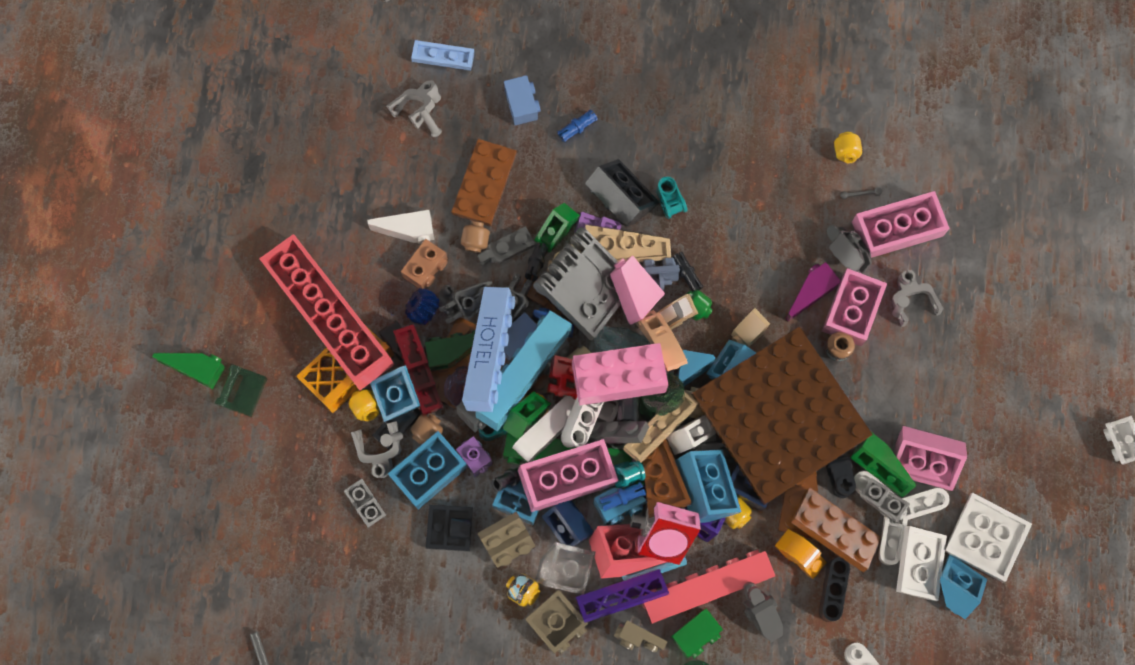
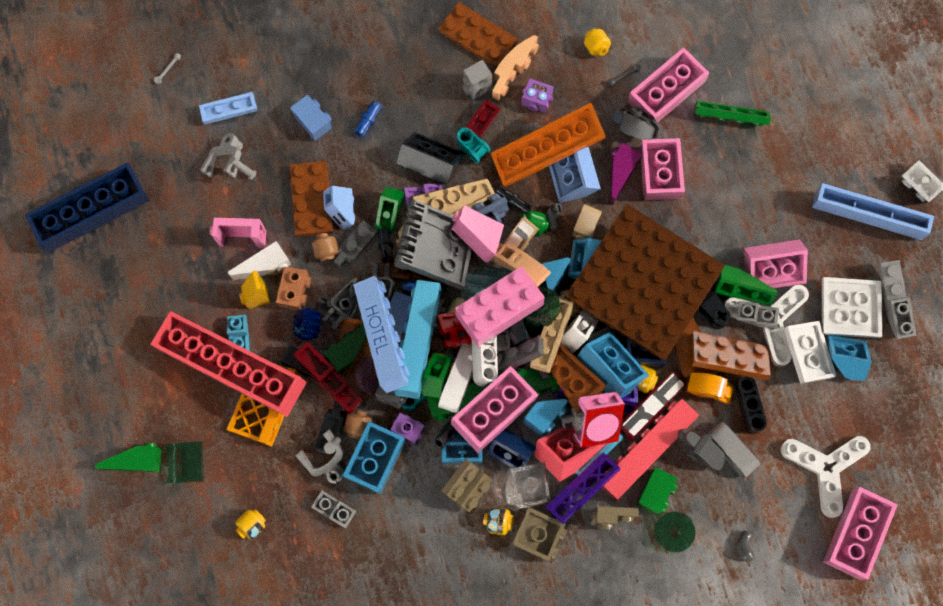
camera: 20 degrees left, 0 degrees up
(260, 95) = (87, 207): none -> dark blue brick
(276, 480) = (250, 524): none -> yellow head
(351, 284) = (238, 330): none -> medium azure slope
(364, 405) = (296, 427): yellow head -> none
(385, 174) = (238, 228): none -> bright pink panel
(385, 251) = (254, 291): none -> yellow slope
(395, 393) = (318, 406): dark azure slope -> none
(449, 528) = (414, 497): black plate -> none
(508, 201) = (339, 205): none -> light blue slope
(622, 496) = (547, 406): blue pin -> none
(629, 473) = (543, 384): teal piece -> none
(694, 176) = (483, 118): none -> dark red plate
(705, 134) = (477, 80): none -> light grey brick
(720, 304) = (551, 215): none -> dark grey arm
(728, 87) = (477, 34): none -> dark orange plate
(732, 544) = (652, 405): none -> slope
(747, 231) = (548, 145): none -> orange plate
(753, 131) = (513, 63): none -> light nougat slope
(760, 176) = (537, 96): none -> medium lavender head
(763, 257) = (575, 176): none -> light blue slope
(795, 627) = (734, 450): none -> light grey beam
(839, 346) = (664, 206): medium nougat head -> none
(908, 286) = (697, 134): light grey piece -> none
(960, 283) = (739, 114): none -> green plate
(1037, 550) = (894, 299): none -> light grey slope
(1056, 448) = (873, 211): none -> light blue brick

